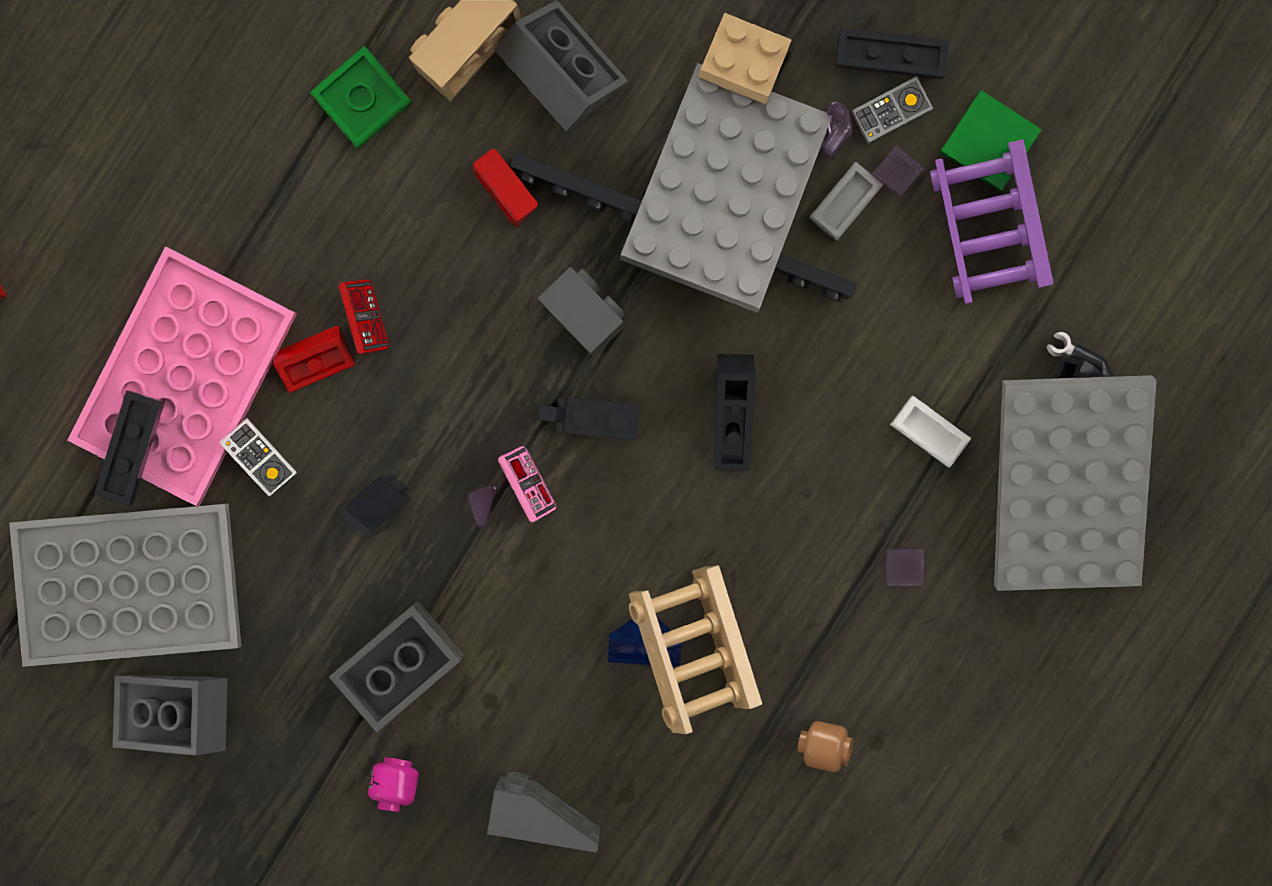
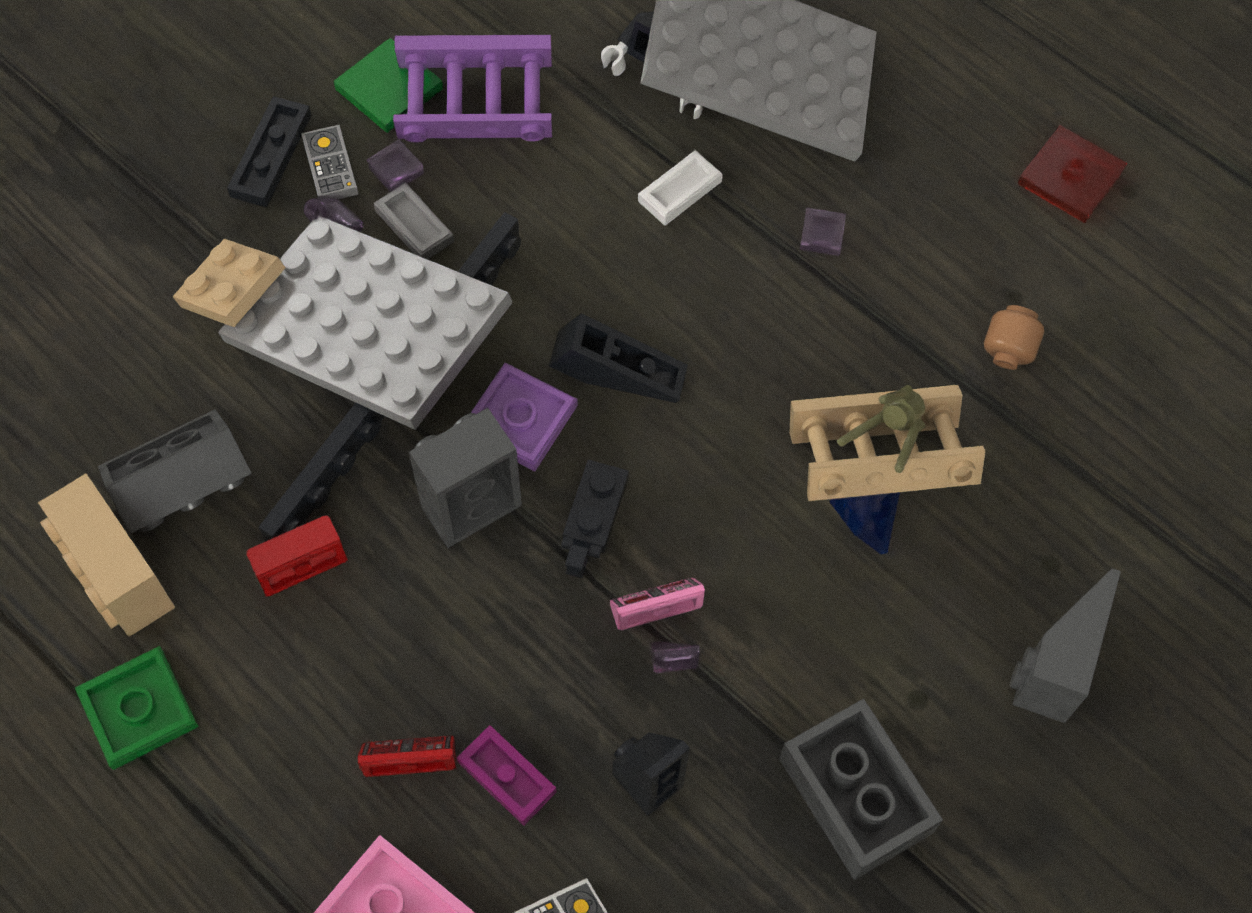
camera: 85 degrees left, 25 degrees down
(313, 359) = (445, 830): red slope -> none
(361, 396) = (506, 775): none -> magenta plate
(393, 784) = (1011, 828): dark pink head -> none
(668, 338) = (527, 412): none -> medium lavender plate
(713, 658) = (901, 412): none -> olive plant
(1016, 783) = (1072, 173): none -> clear red plate

